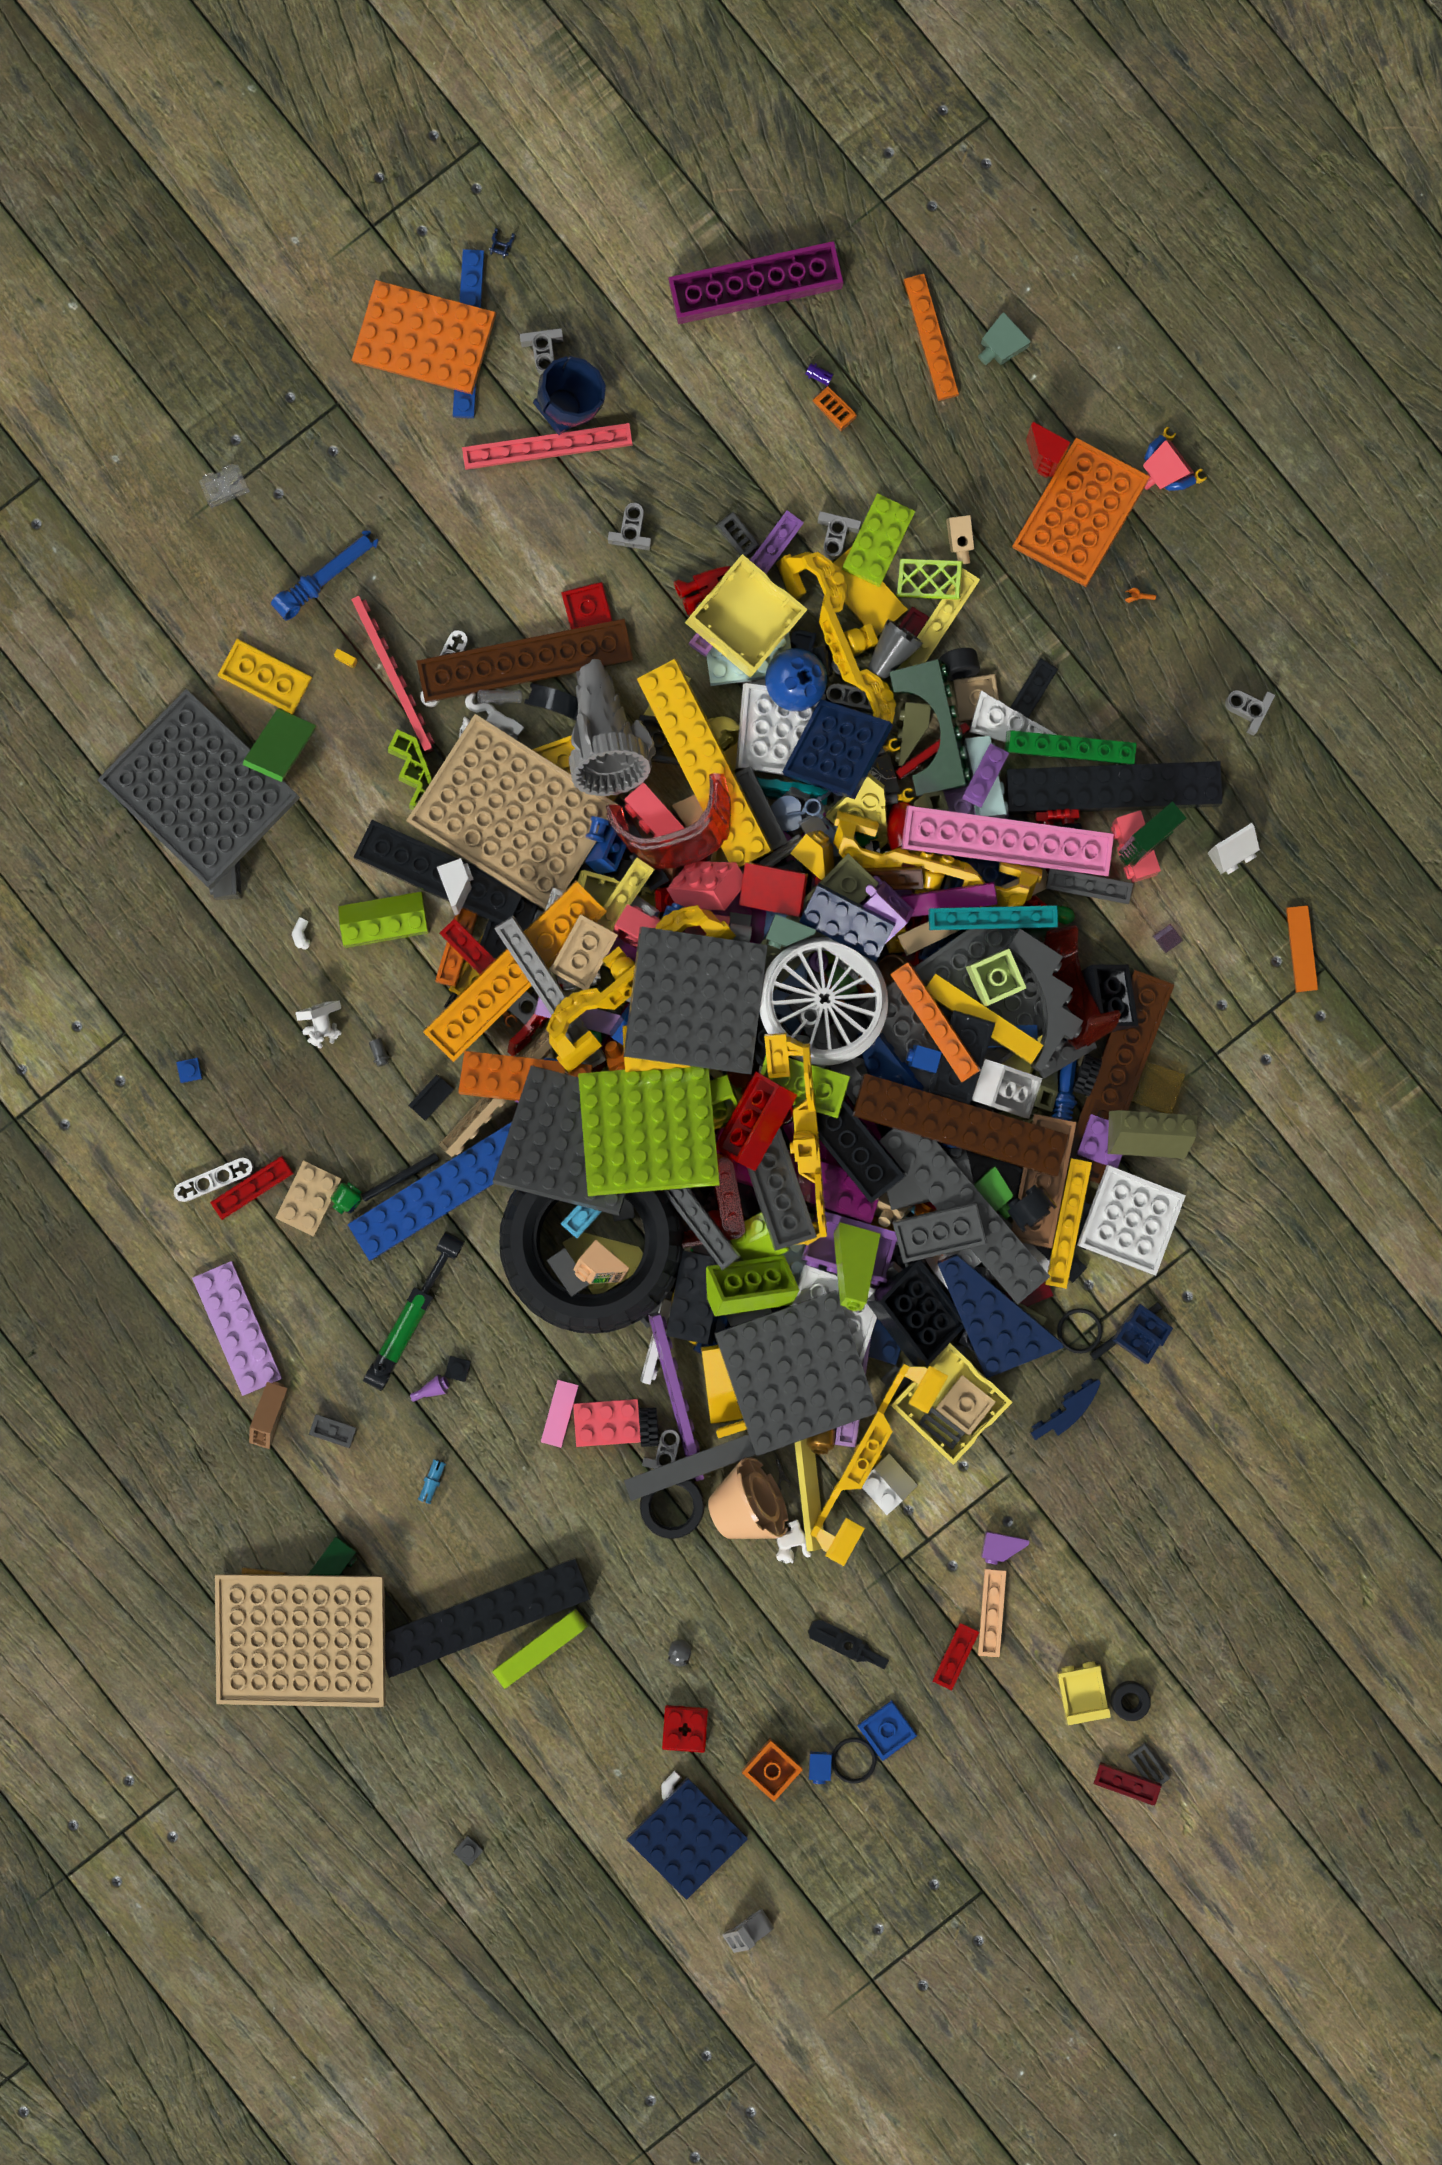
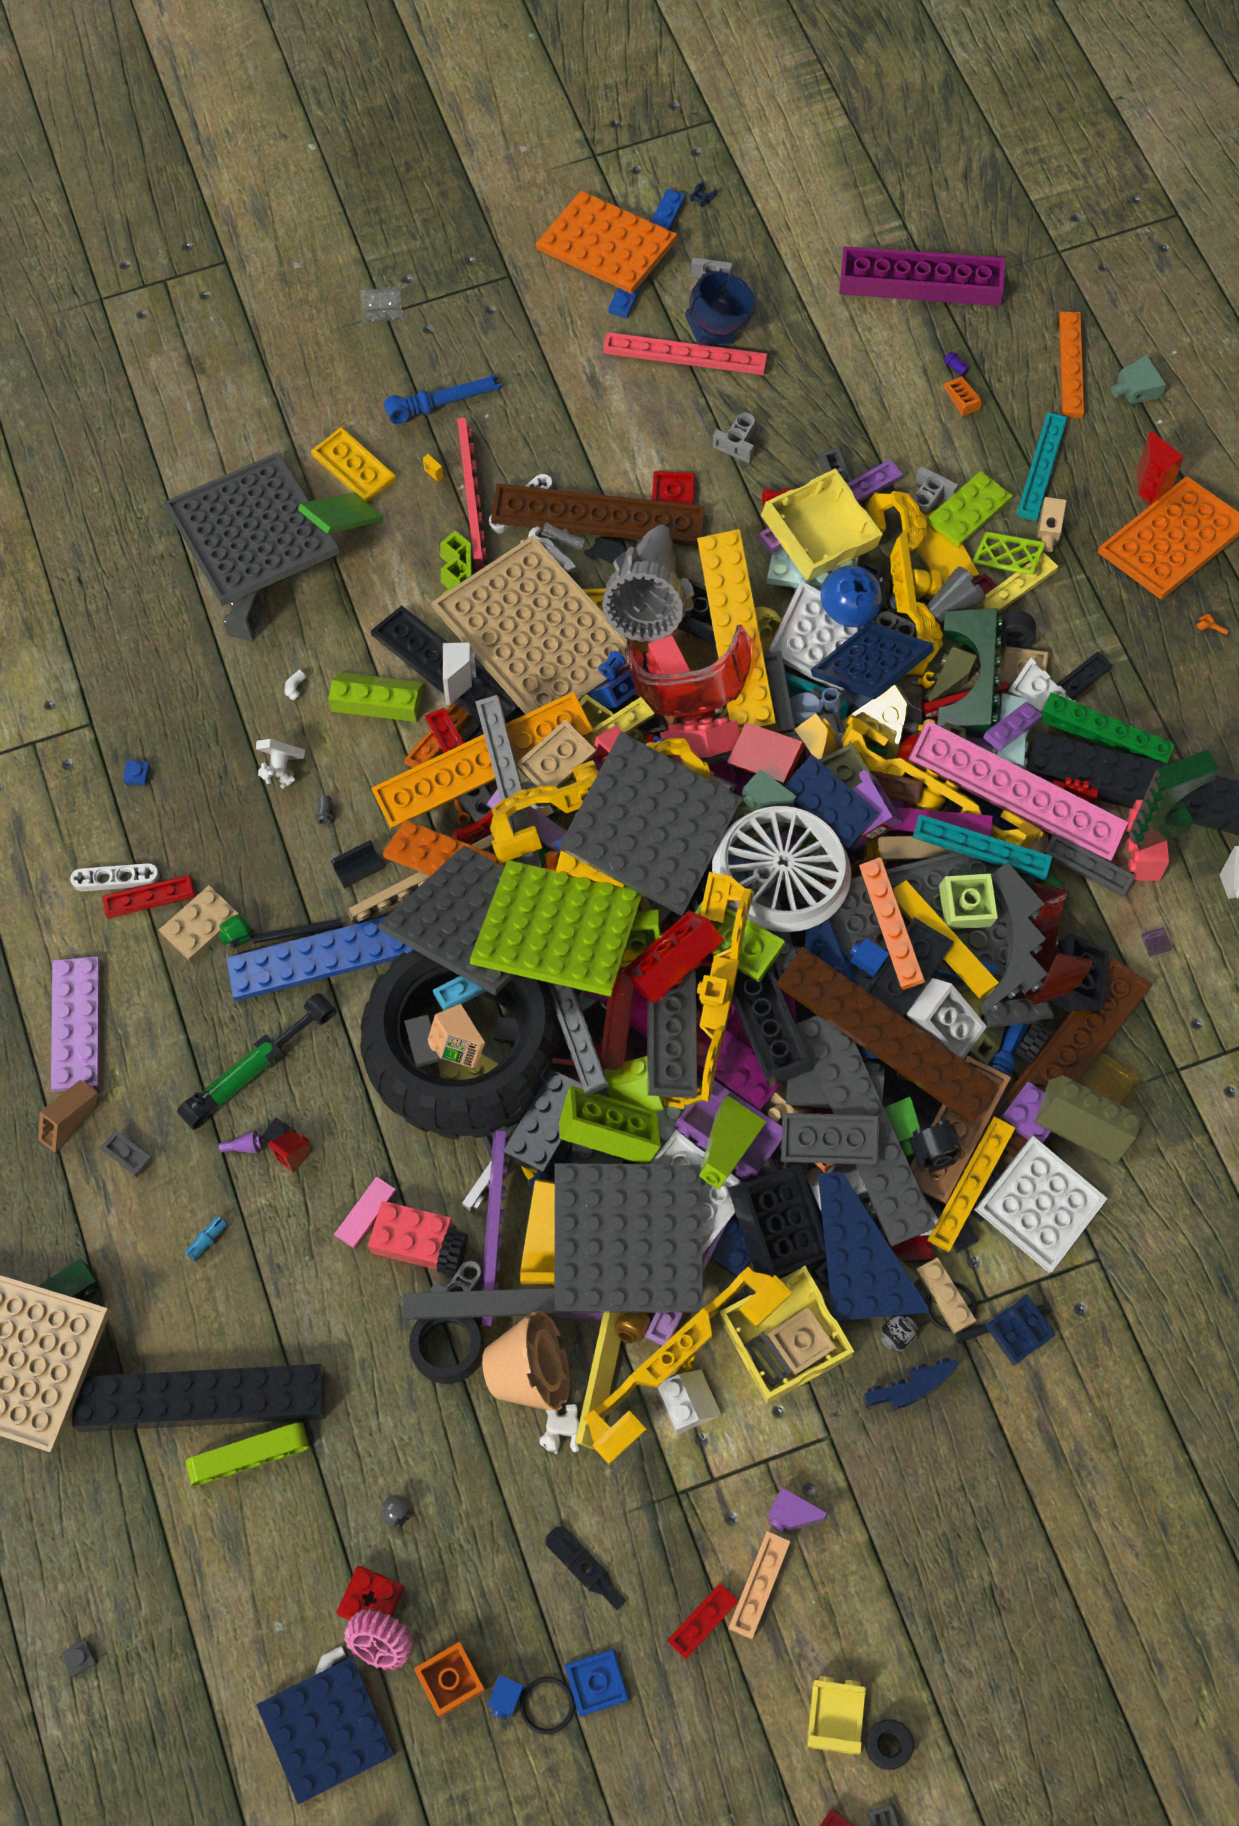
camera: 20 degrees right, 20 degrees down
(476, 1381) = (290, 1149): none -> red slope
(705, 1759) = (378, 1639): none -> bright pink gear
(934, 466) = (1041, 466): none -> teal tile
(1043, 1370) = (898, 1332): none -> head
(1073, 1325) = (945, 1295): none -> tan plate

